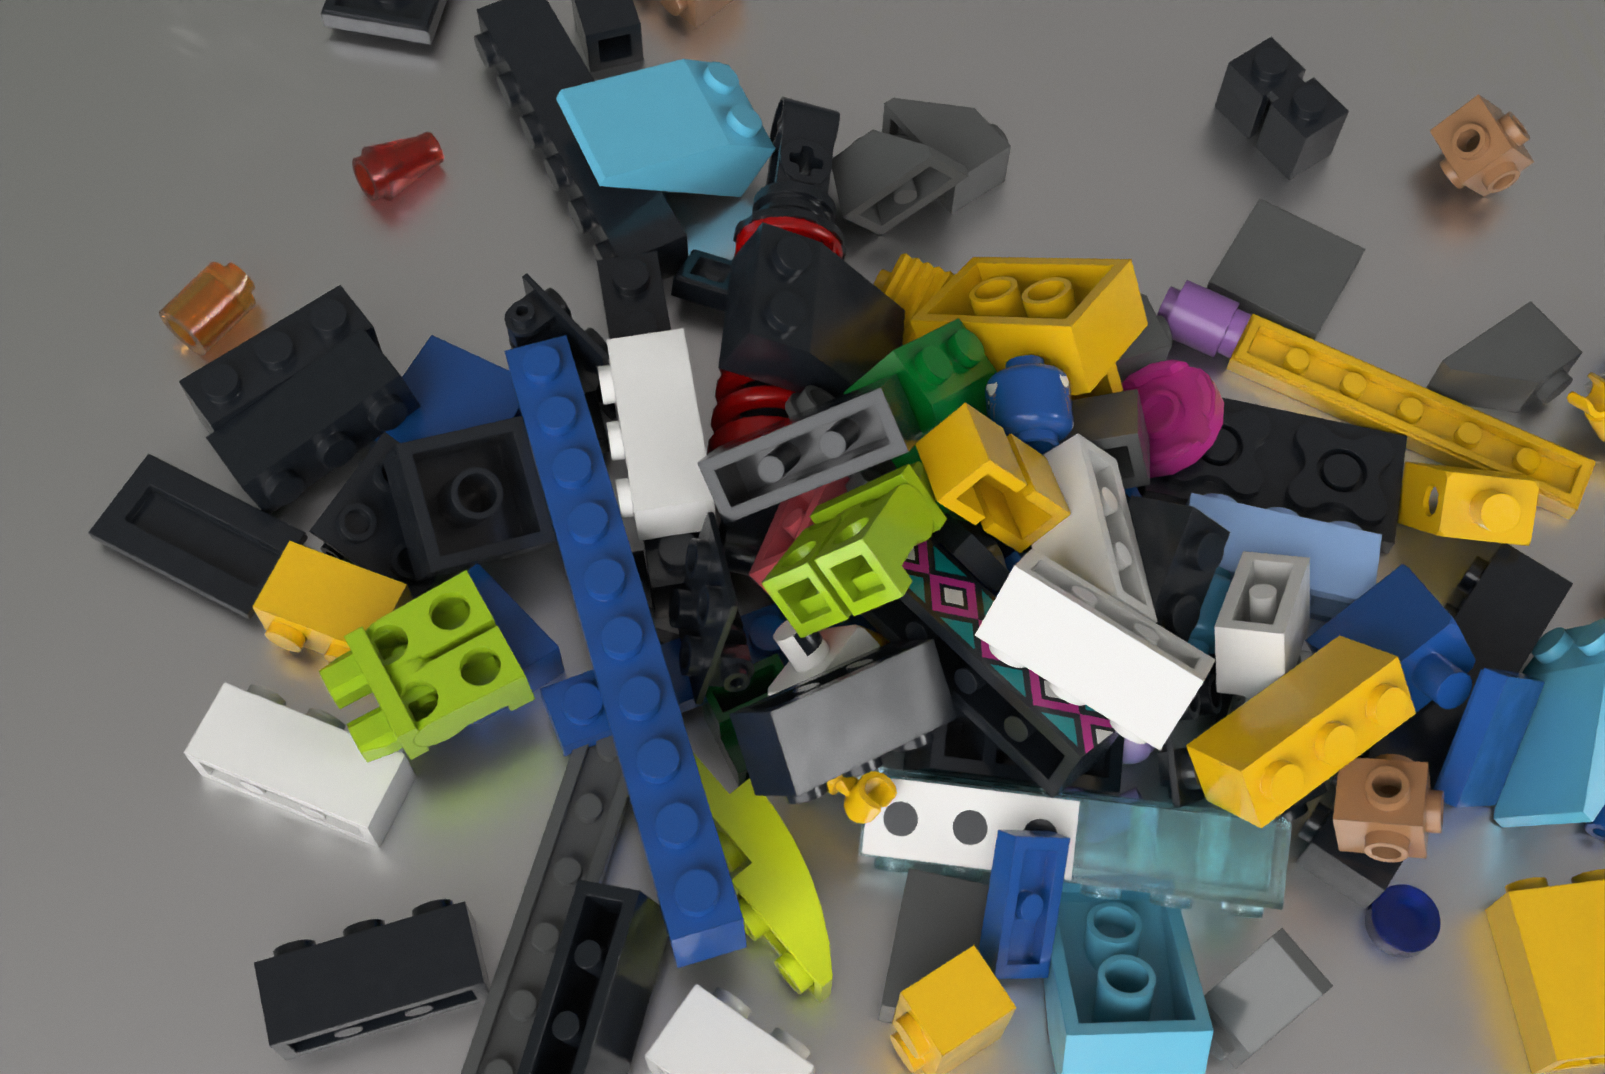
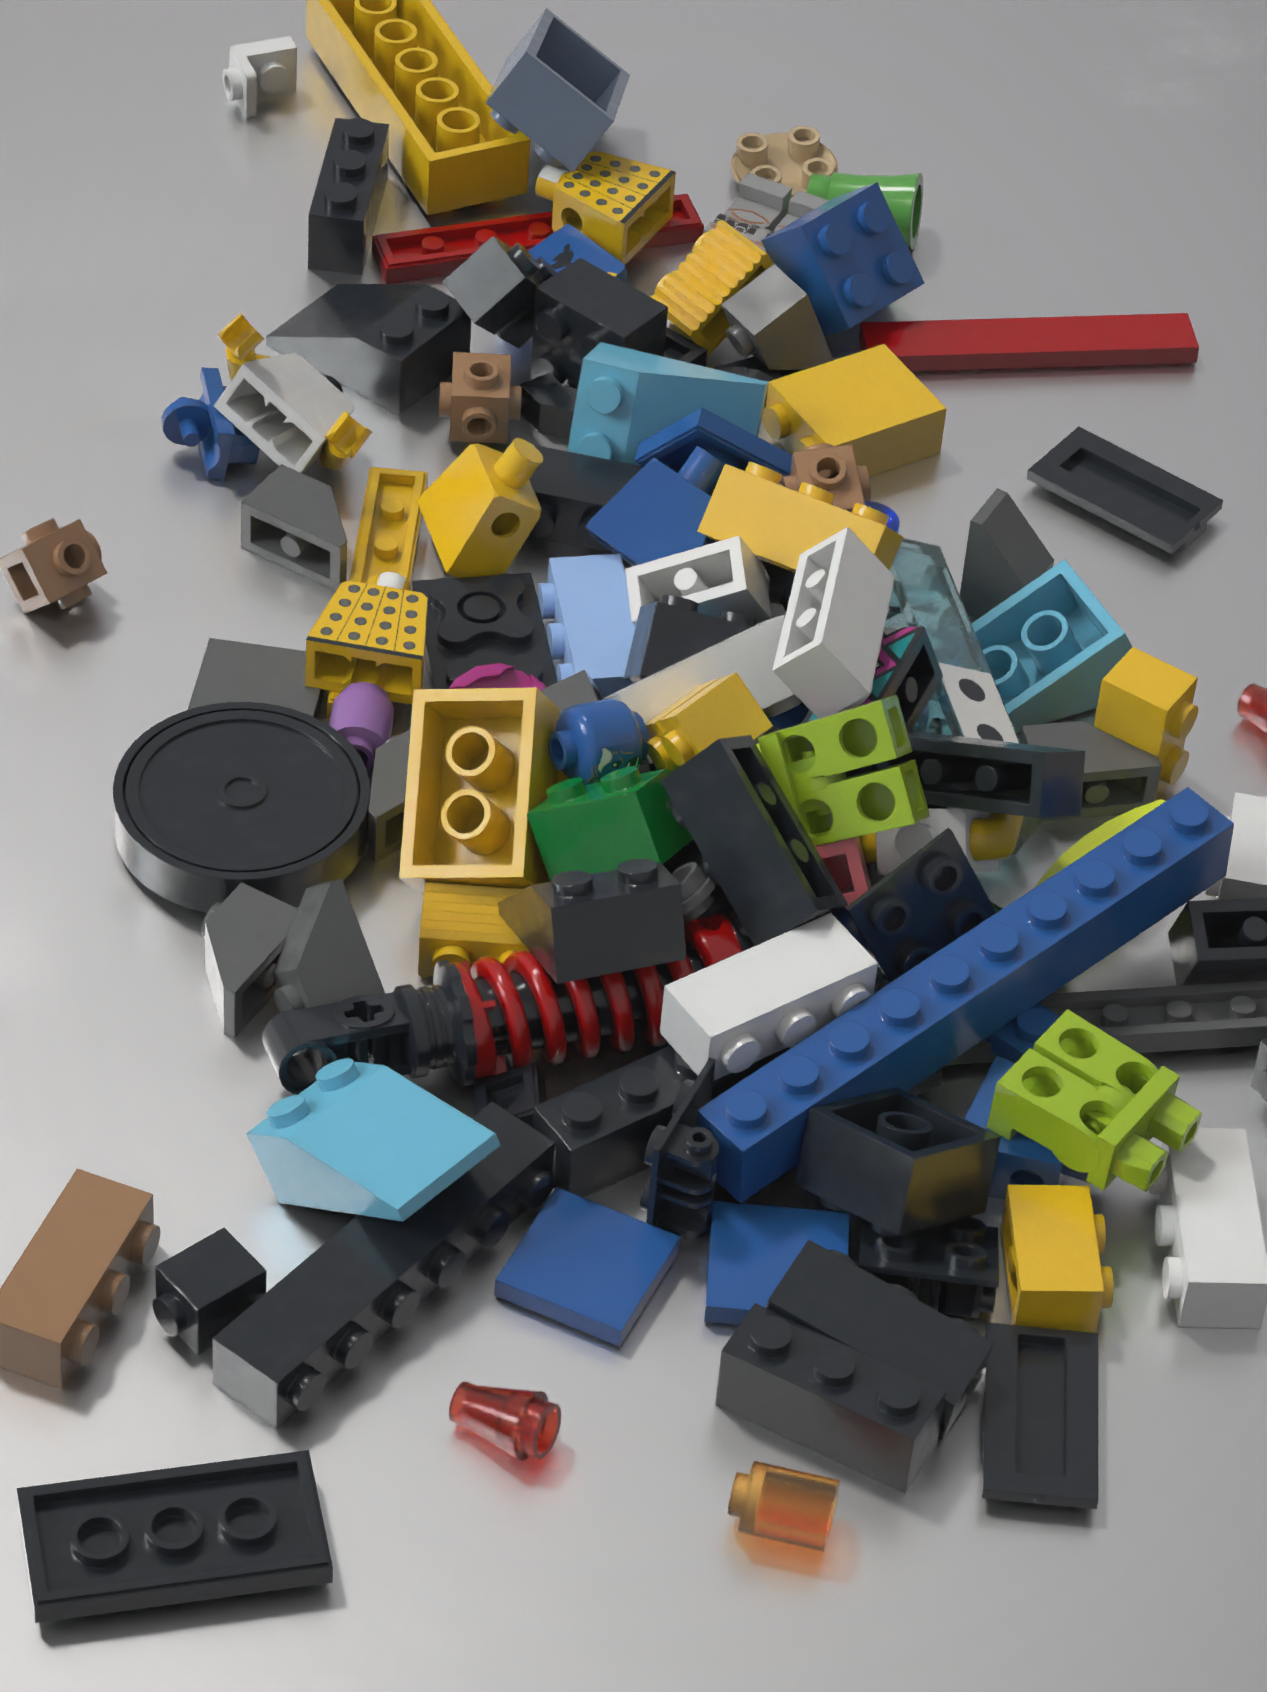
camera: 115 degrees left, 20 degrees down
(491, 270) = (587, 1266): none -> blue tile
(1023, 903) = (1014, 683): blue plate -> none
(1126, 181) = (238, 800): none -> black brick
(1301, 115) = (61, 720): black piece -> none
(1305, 350) = (370, 637): none -> yellow torso

